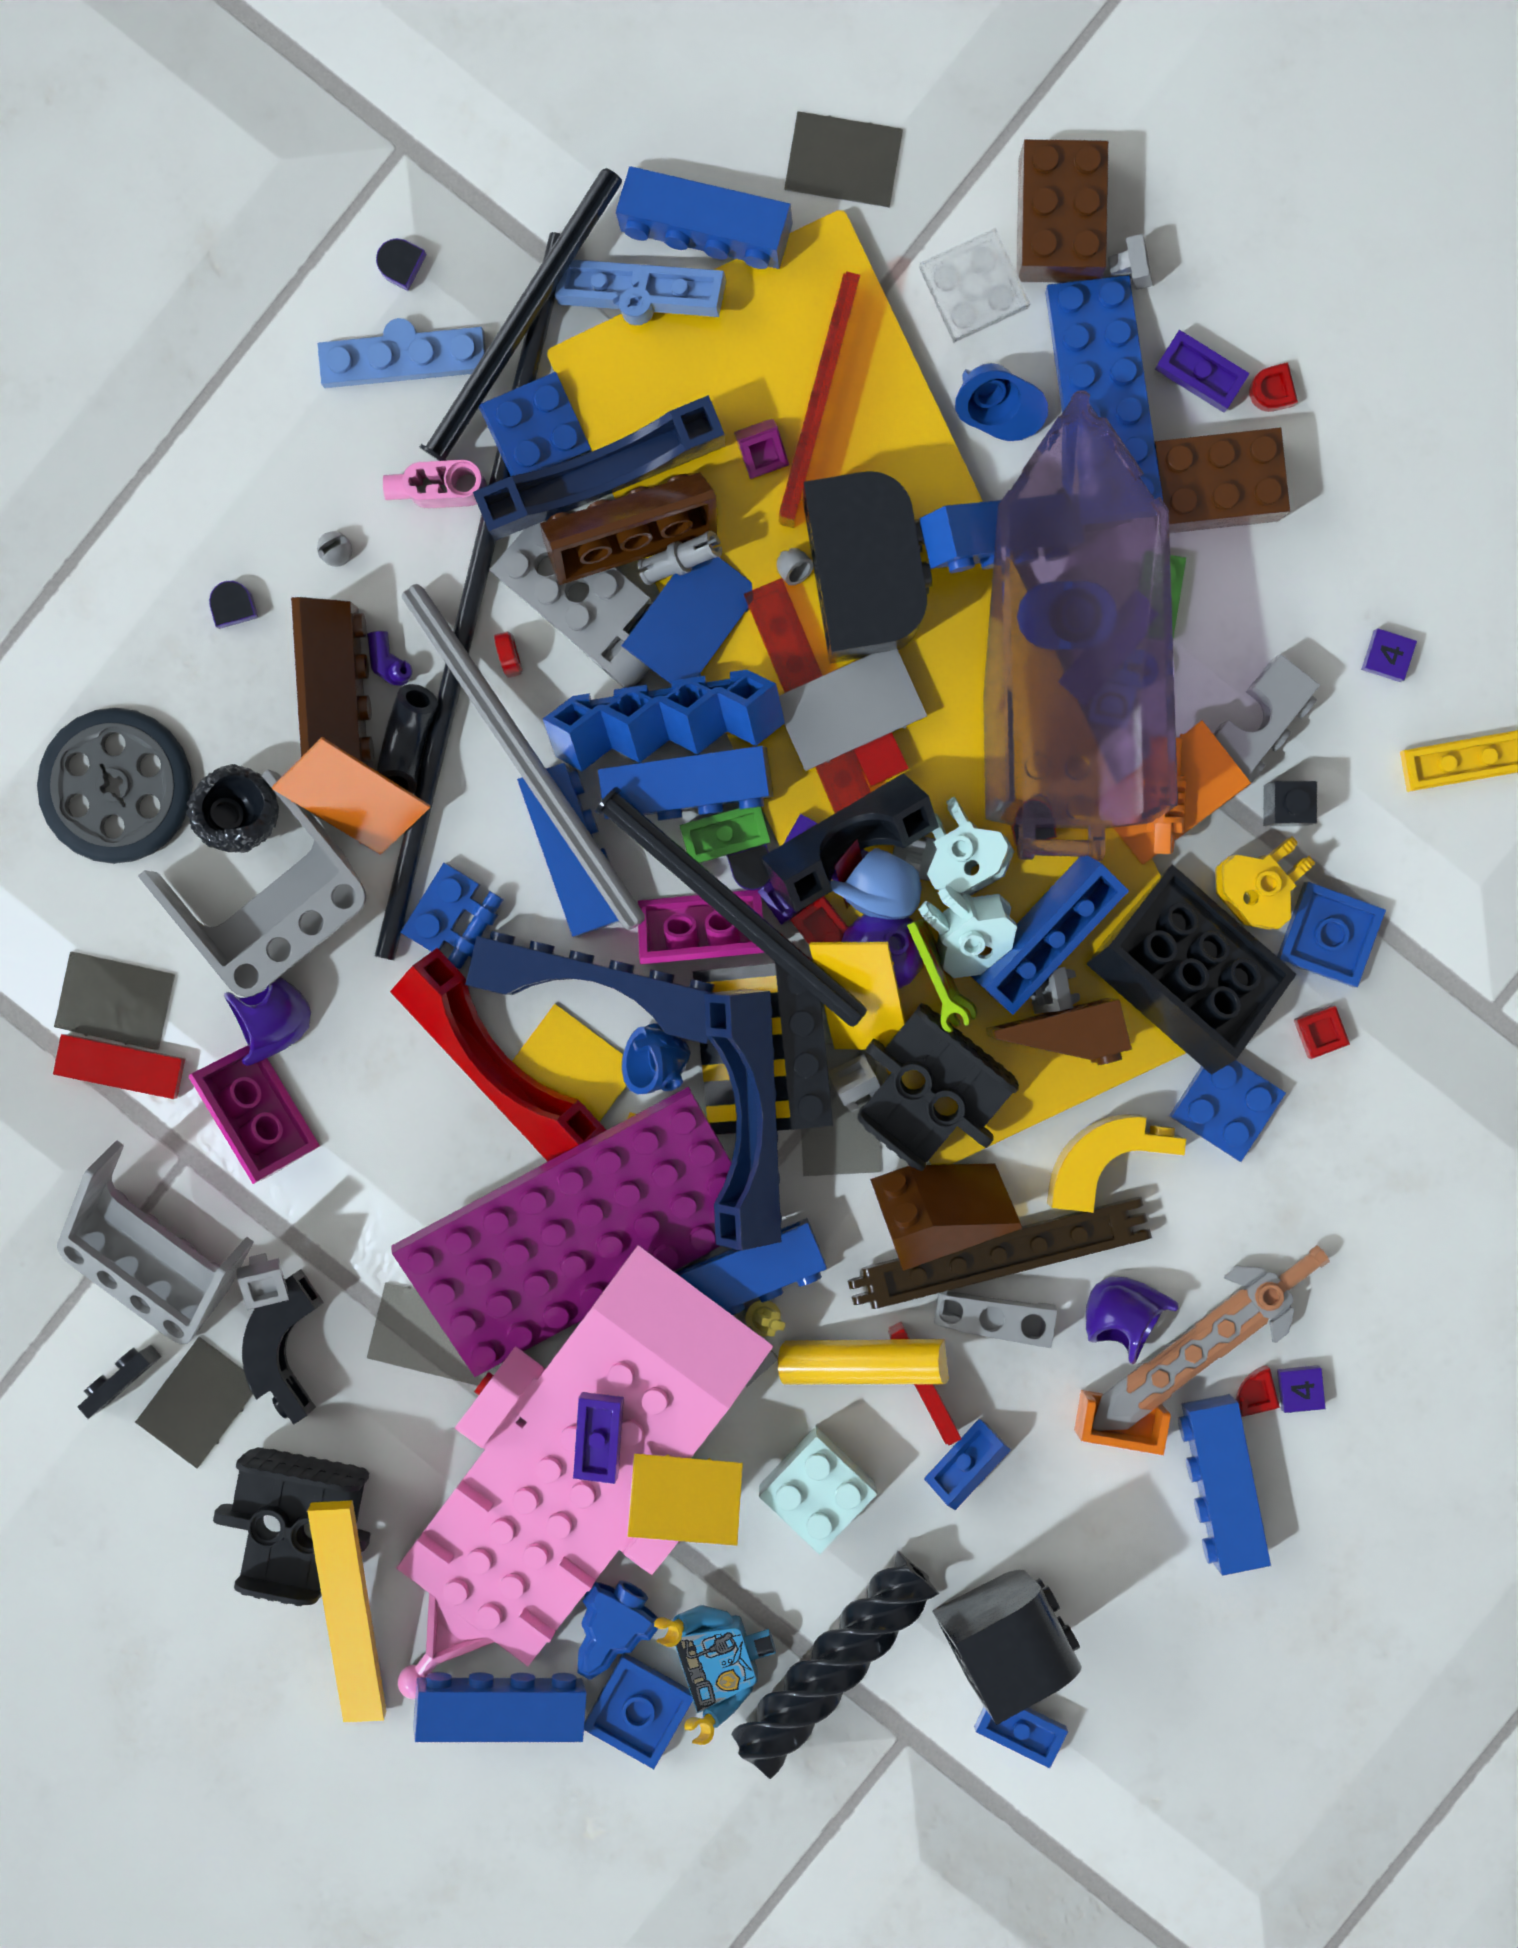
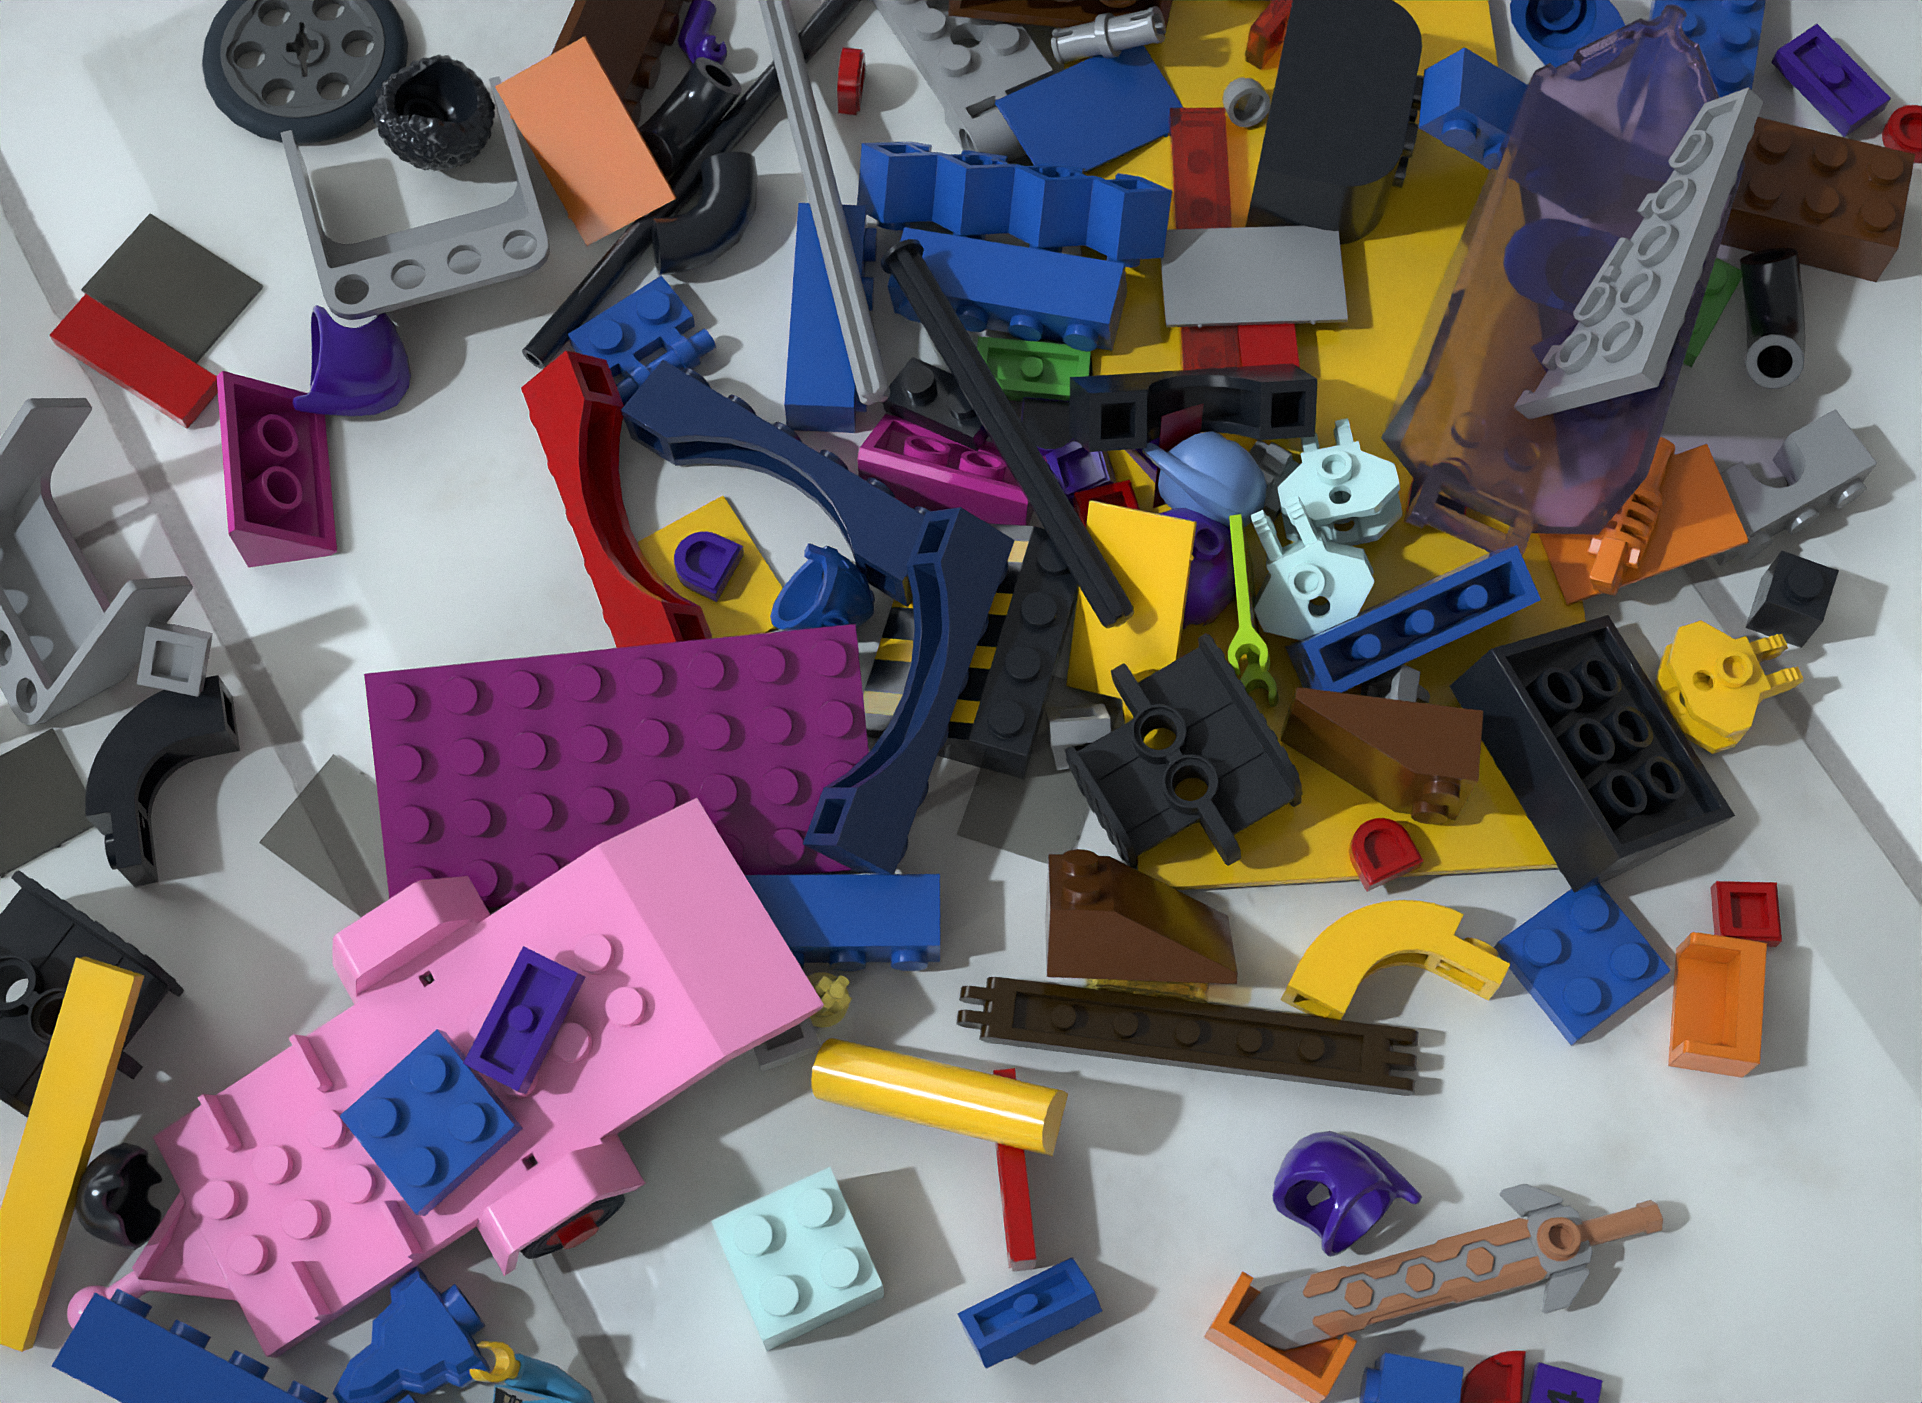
camera: 20 degrees right, 20 degrees down
(395, 1617) = (114, 1197): none -> black hair
(462, 809) = (716, 220): none -> black cylinder
(566, 1059) = (707, 563): none -> dark purple tile
(566, 1512) = (430, 1122): none -> blue plate
(659, 884) = (935, 402): none -> black plate
(685, 1499) = (606, 1159): yellow window -> none
(997, 1318) = (1154, 1118): light grey leg -> none
(1079, 1089) = (1382, 852): none -> red tile
(1128, 626) = (1647, 282): none -> light grey wing
(1217, 590) = (1773, 316): none -> black cylinder
(1322, 1106) = (1717, 1004): none -> orange panel
(1331, 934) = (1798, 791): blue tile -> none

